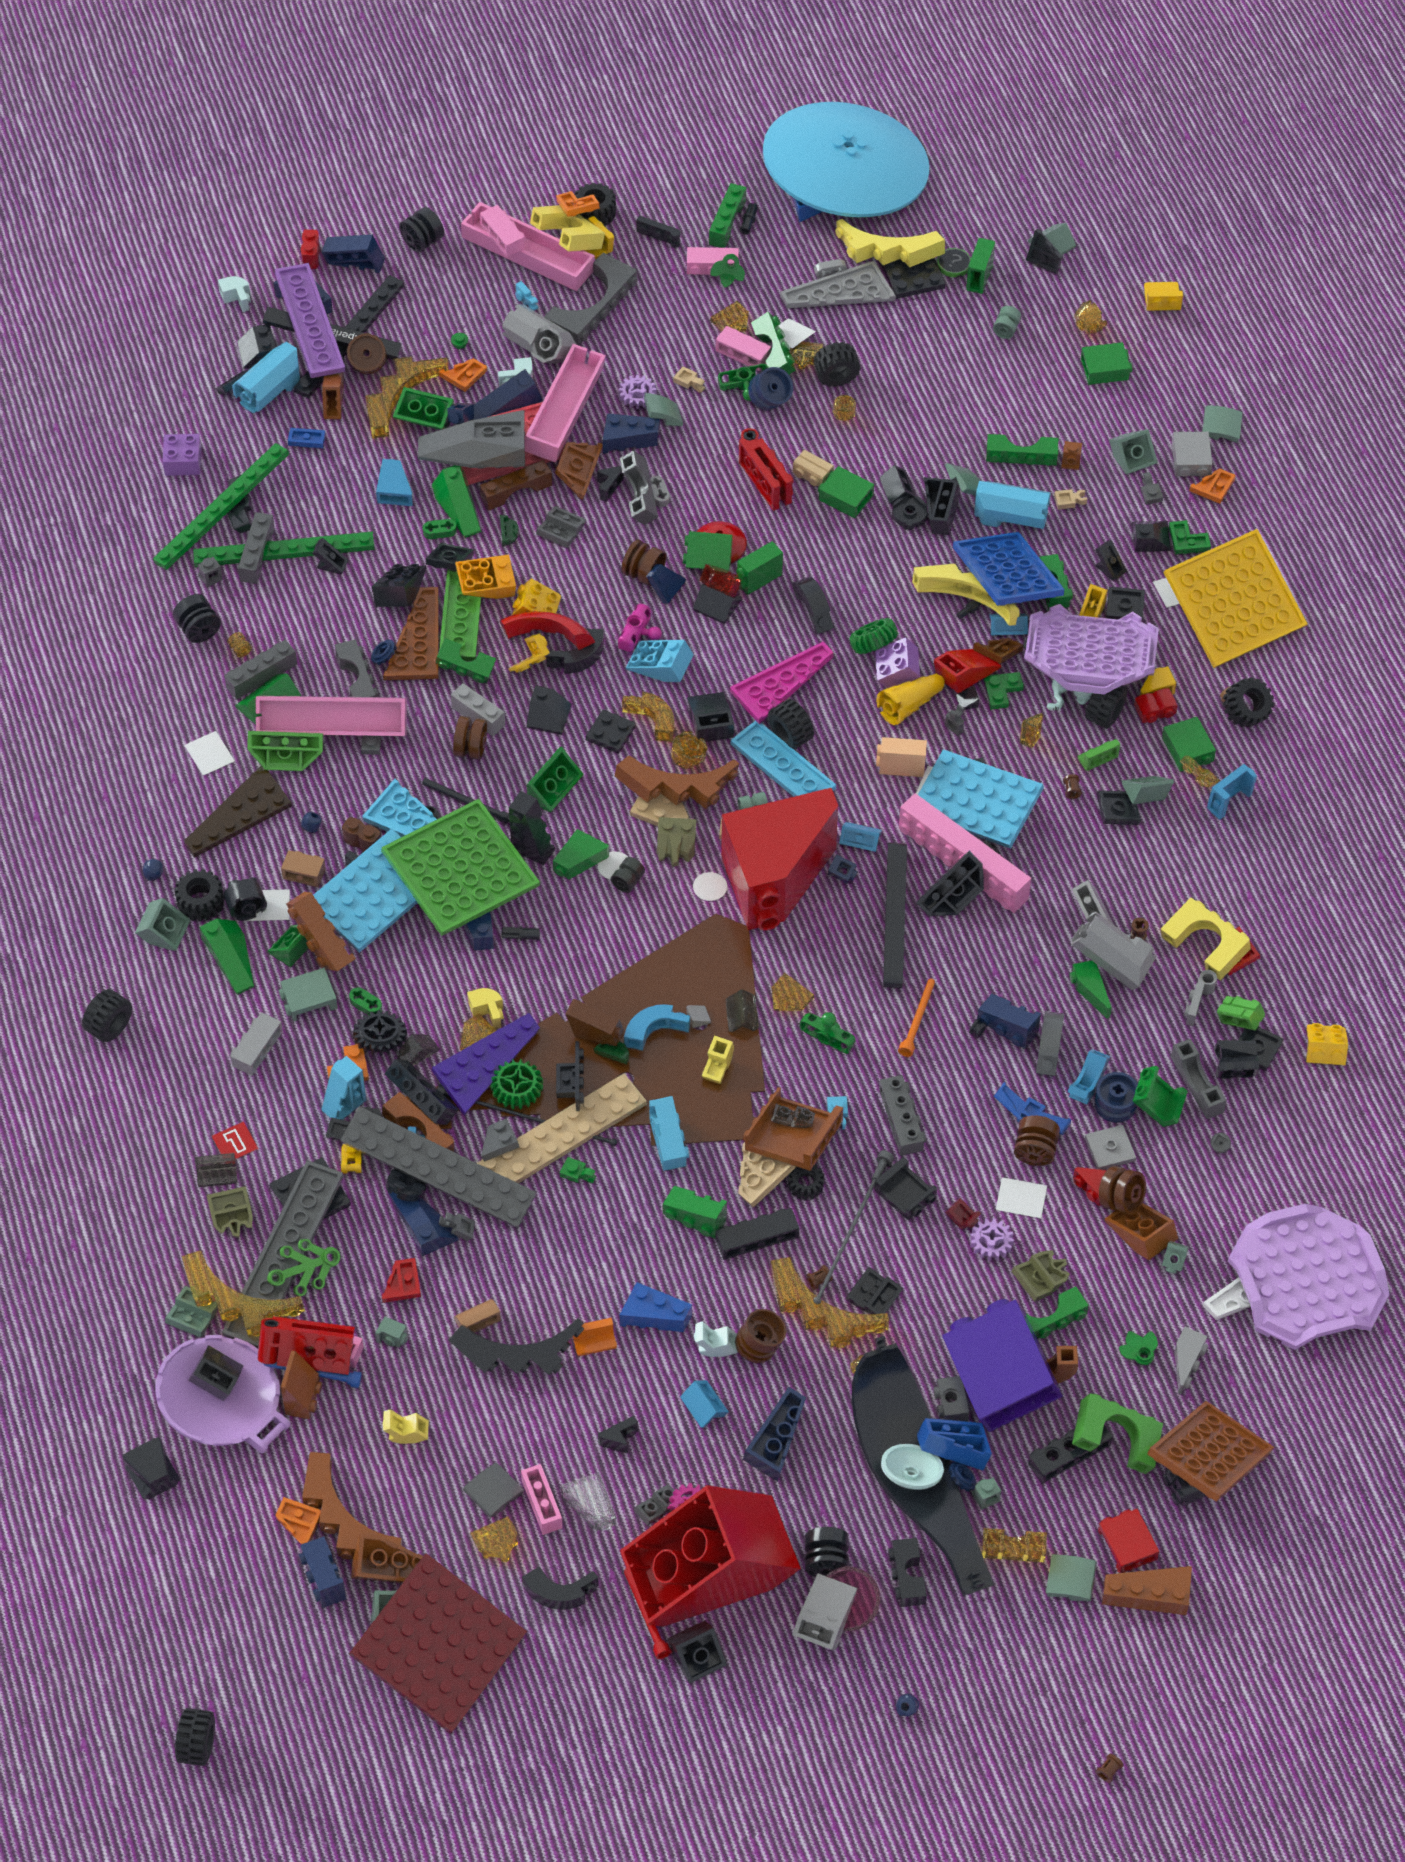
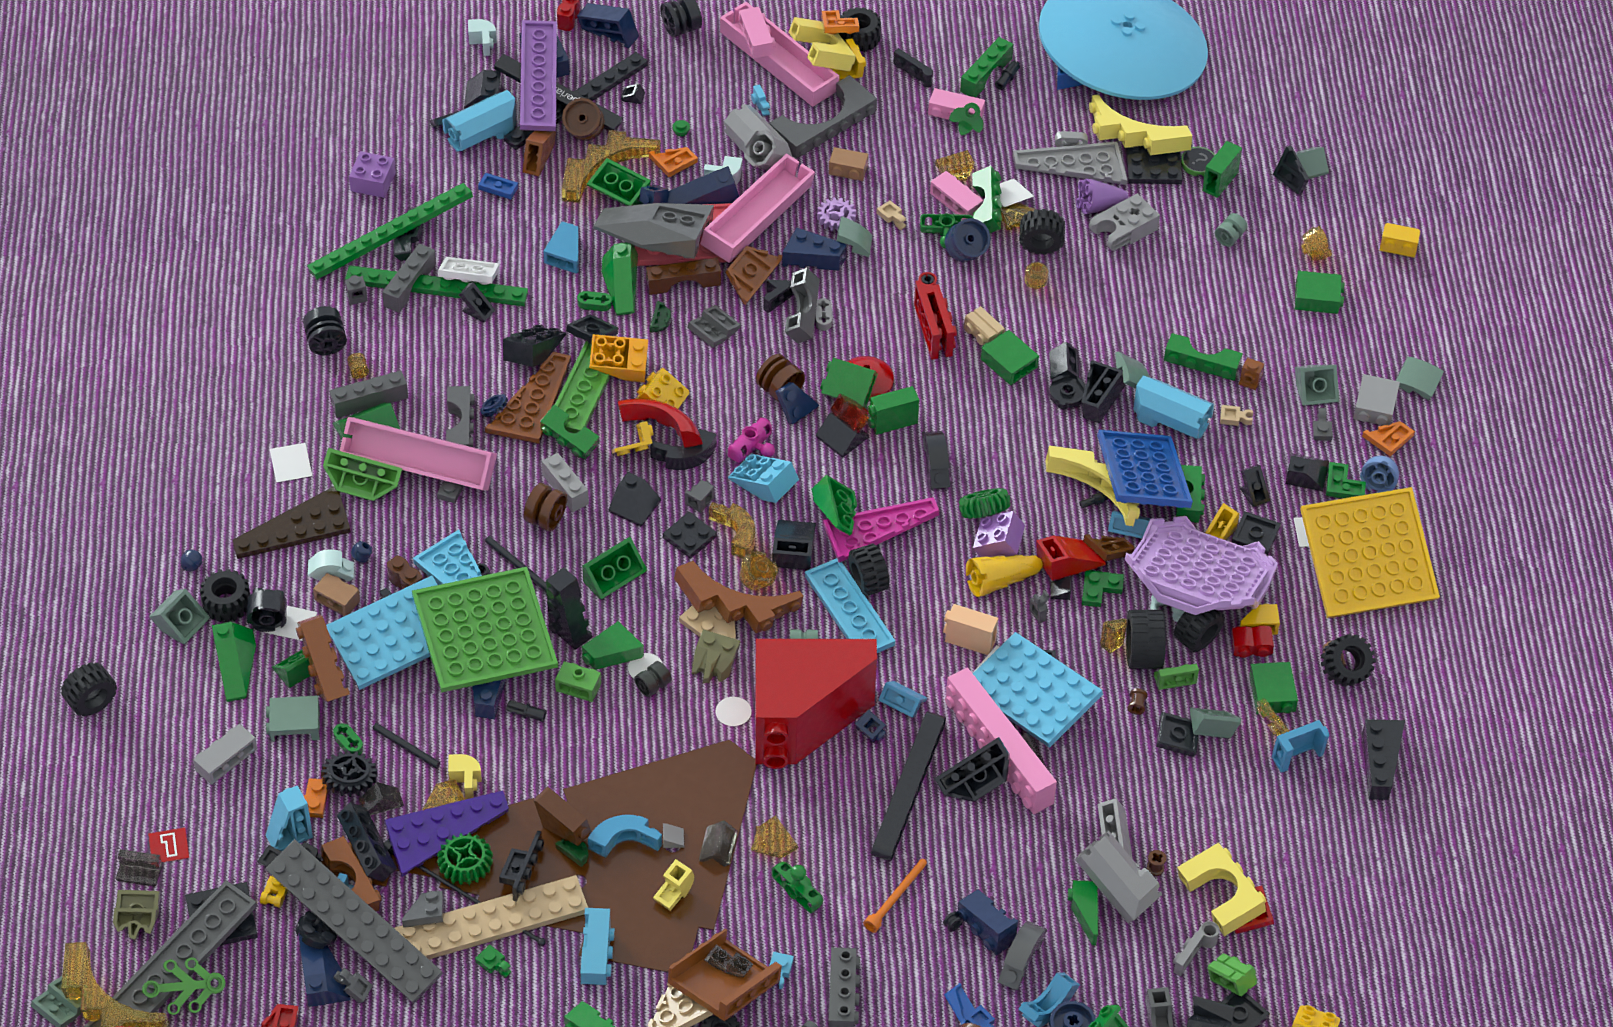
camera: 15 degrees right, 5 degrees down
(287, 839) = (332, 563): none -> light aqua brick
(310, 527) = (468, 270): none -> white plate
(401, 317) = (633, 94): none -> black slope
(421, 993) = (406, 745): none -> black bar
(559, 894) = (578, 681): none -> bright green brick
(607, 692) = (699, 496): none -> dark grey brick
(631, 340) = (848, 164): none -> medium nougat brick
(737, 667) = (836, 503): none -> green wedge
(875, 318) = (1098, 196): none -> medium lavender cone
(910, 336) = (1126, 222): none -> light grey brick
(1064, 727) = (1145, 639): none -> black tyre
(1219, 522) = (1380, 474): none -> medium blue cylinder
(1304, 782) = (1381, 753): none -> black wedge

